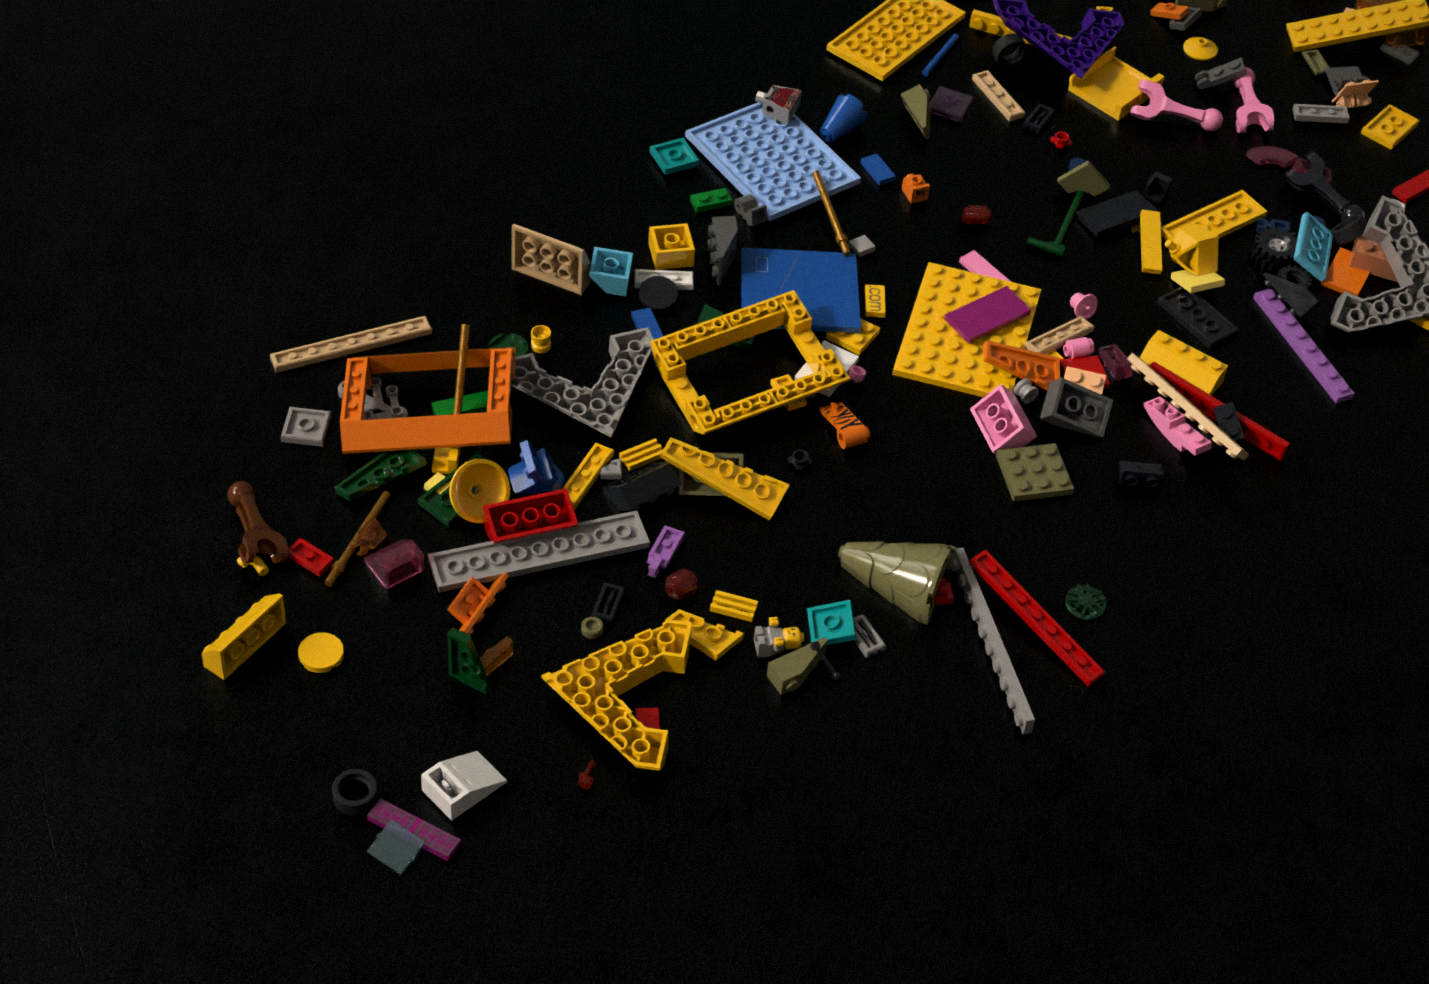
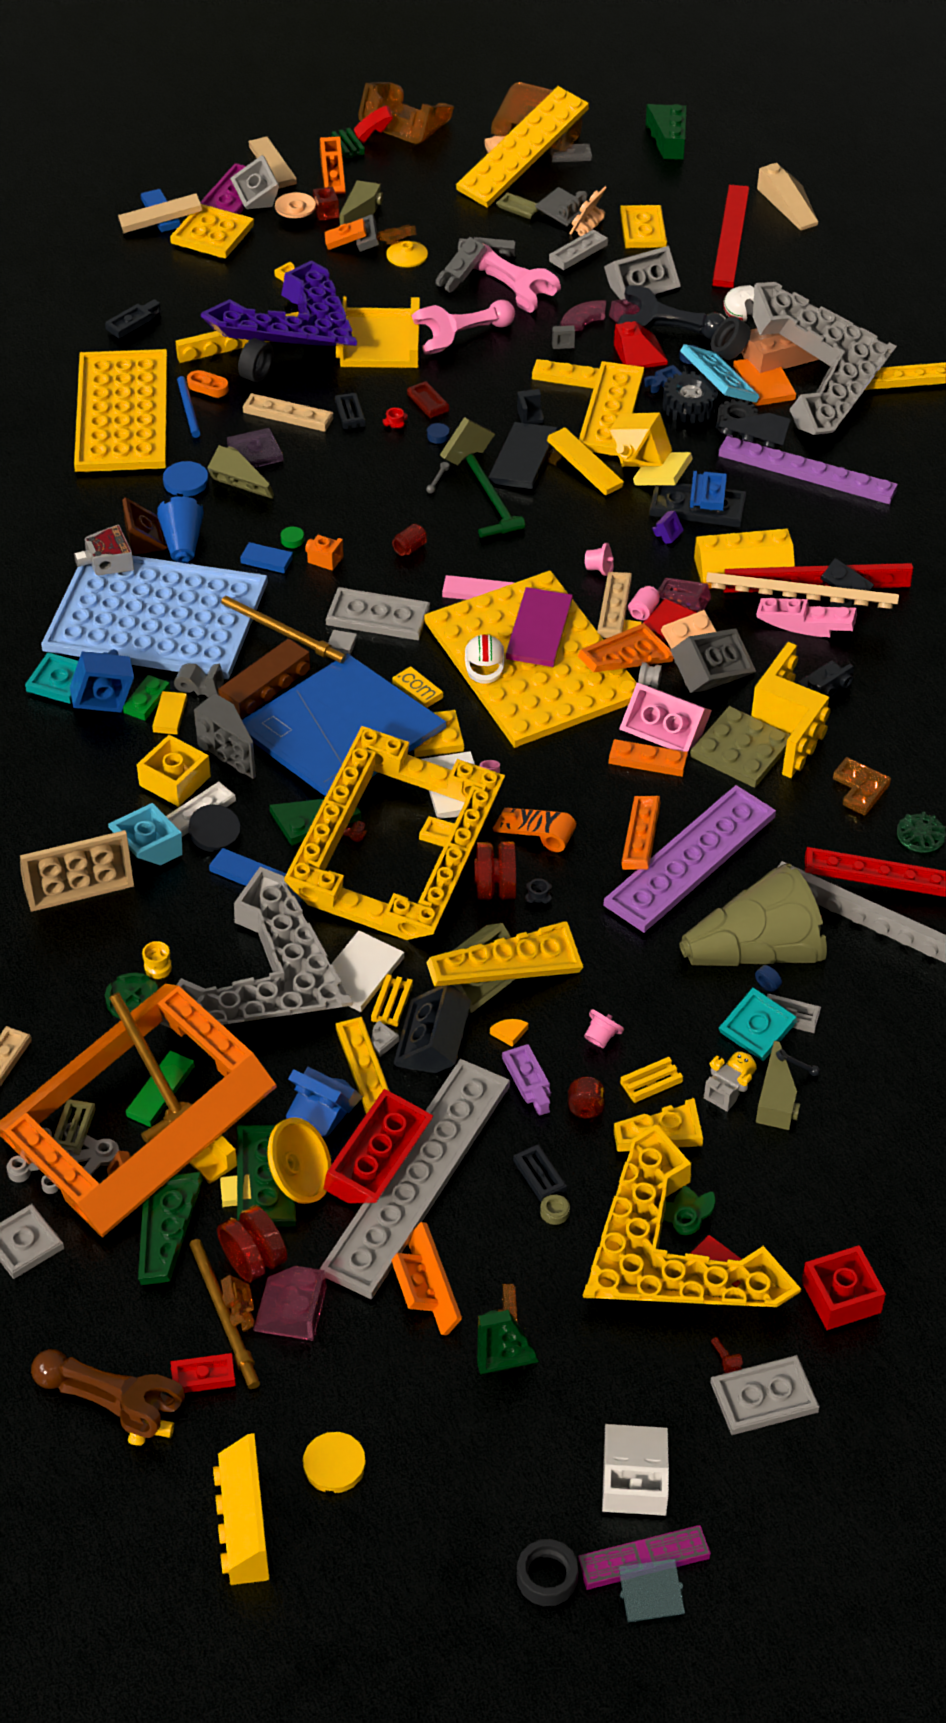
camera: 40 degrees left, 0 degrees up
(394, 390) = (68, 1144): none -> olive tile
(405, 512) = (252, 1243): none -> clear red wheel
(582, 810) = (764, 1395): none -> light grey tile
(646, 424) = (364, 967): none -> white tile
(659, 687) = (690, 1208): none -> dark green plate
(687, 169) = (101, 681): none -> blue piece
(687, 519) = (509, 1030): none -> light orange tile
(691, 792) = (843, 1287): none -> red brick
(704, 219) = (169, 712): none -> yellow tile
(736, 353) = (356, 833): none -> clear red hand
(736, 556) = (602, 1029): none -> bright pink piece
(781, 426) = (495, 870): none -> clear red wheel
(788, 233) = (266, 677): none -> reddish brown brick
(819, 102) = (142, 529): none -> reddish brown slope
(872, 606) = (768, 978): none -> dark blue tile
(885, 94) = (185, 478): none -> blue tile
(902, 472) = (641, 833): none -> orange tile
(905, 244) = (377, 613): none -> light grey tile
(908, 167) = (292, 537): none -> green tile
(915, 507) = (689, 858): none -> medium lavender plate
(927, 302) = (484, 651): none -> white helmet
(965, 436) = (648, 757): none -> orange plate
(967, 48) = (207, 383): none -> orange plate
(1058, 188) = (444, 466): none -> dark grey hinge
(1083, 549) = (865, 783): none -> clear orange plate
(1086, 469) = (791, 709): none -> yellow bracket
(1098, 142) = (428, 399): none -> clear red tile
(1155, 315) = (668, 527): none -> dark purple tile
(1202, 31) = (394, 234): none -> clear orange plate
(1208, 310) = (708, 490): none -> blue plate
(1209, 181) = (565, 373): none -> yellow plate
(1236, 159) = (563, 337): none -> dark grey plate
(1262, 77) = (502, 248): none -> dark grey hinge
(1283, 197) = (638, 346): none -> red slope
(1346, 154) = (648, 270): none -> light grey slope

